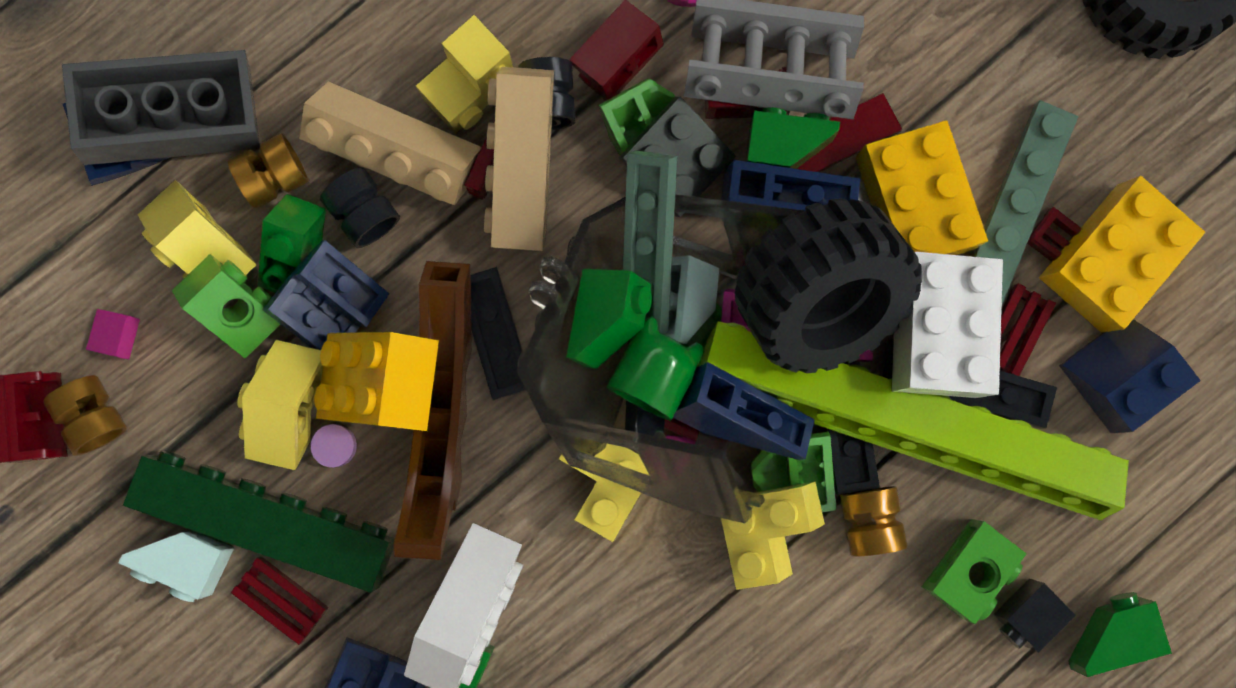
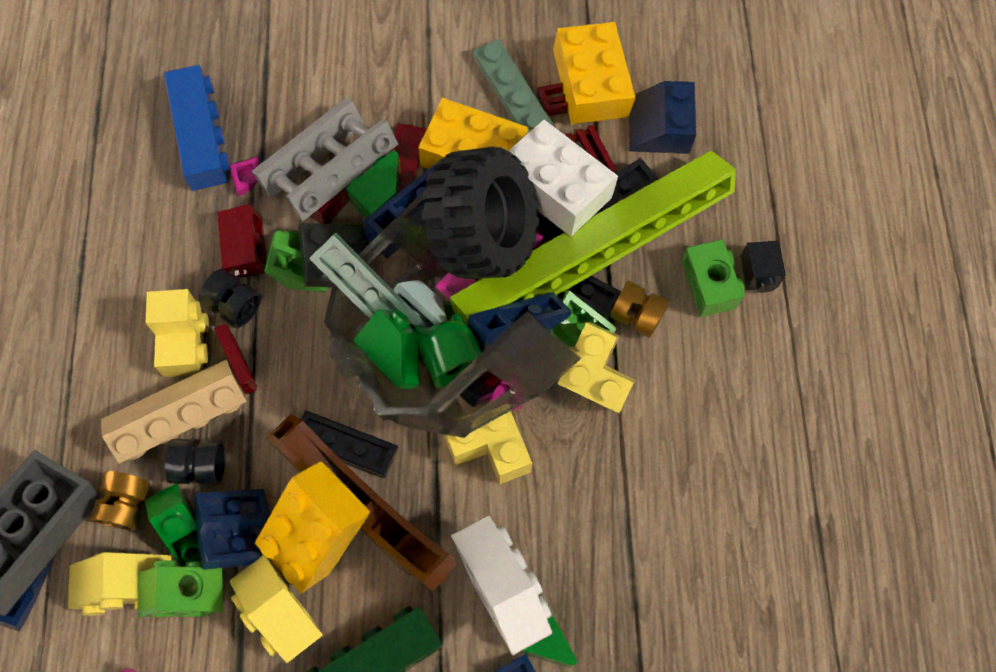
camera: 50 degrees left, 15 degrees down
(333, 445) = (327, 601): lavender tile -> none
(520, 157) = (255, 335): tan brick -> none
(1120, 636) = (809, 229): green slope -> none

